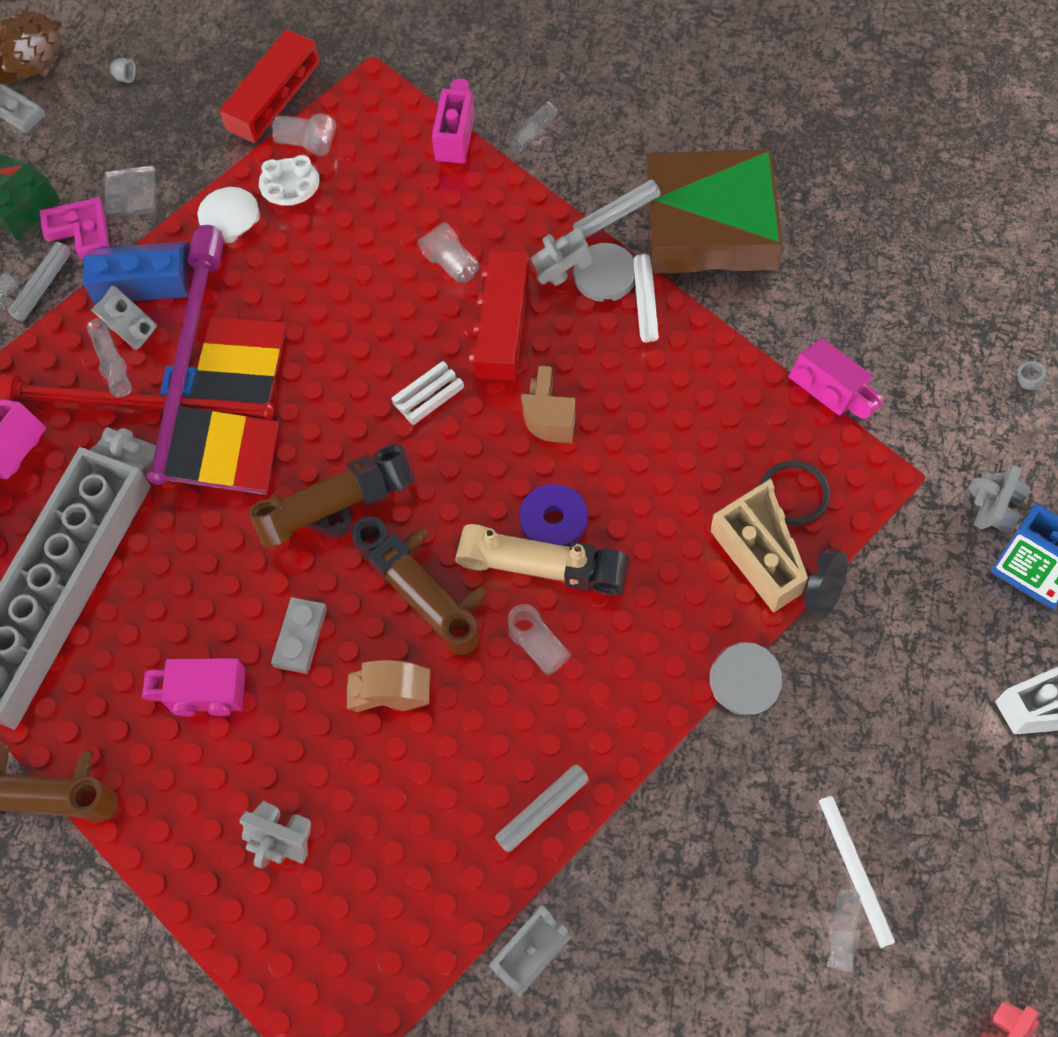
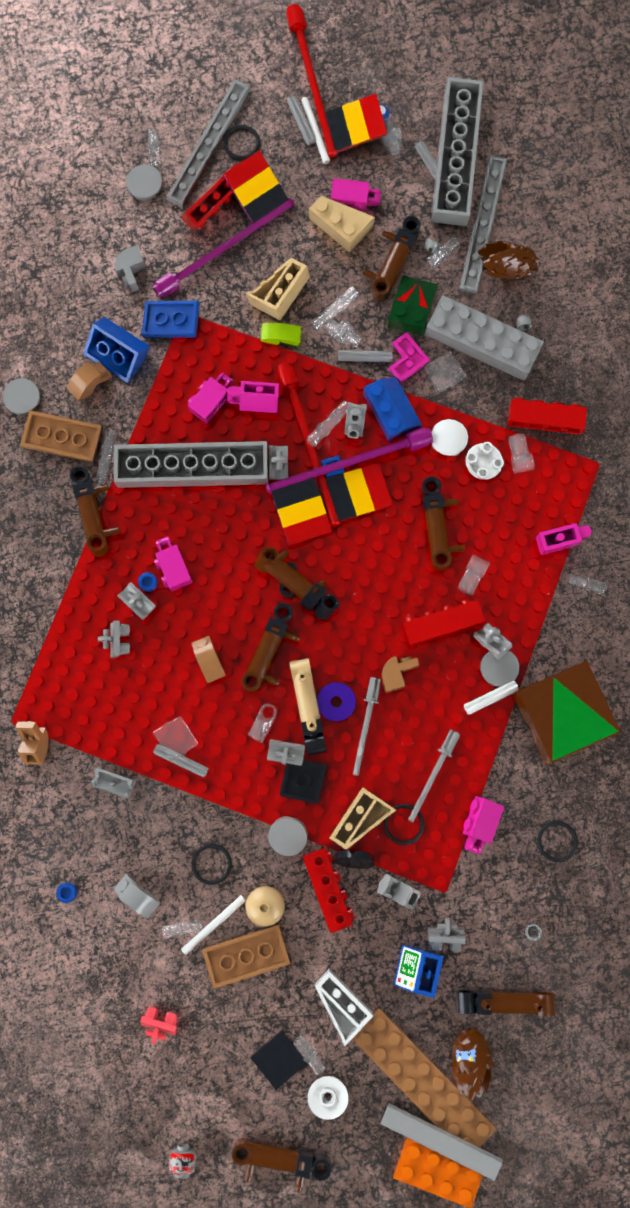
camera: 65 degrees right, 15 degrees up
(111, 120) = (483, 338): none -> light grey brick
(204, 743) = (147, 582): none -> blue tile
(226, 769) = (136, 601): none -> light grey hips
(299, 635) = (219, 601): light grey plate -> none
(317, 267) = (436, 526): none -> reddish brown piece
(423, 389) = (385, 596): white tile -> none
(499, 800) = (175, 738): none -> clear piece
(573, 462) = (371, 698): none -> light grey piece
(603, 620) = (286, 752): none -> light grey hips
(618, 208) = (540, 659): light grey axle -> none
(661, 618) = (303, 781): none -> black tile
(703, 388) = (445, 750): none -> light grey piece
(722, 857) = (194, 866): none -> black piece
(756, 989) = (136, 897): none -> light grey brick
(853, 766) = (265, 906): none -> tan cylinder
(861, 649) = (327, 889): none -> red brick
(899, 323) = (540, 843): none -> black piece
(902, 539) = (398, 891): none -> light grey brick
(932, 833) = (246, 956): none -> medium nougat plate

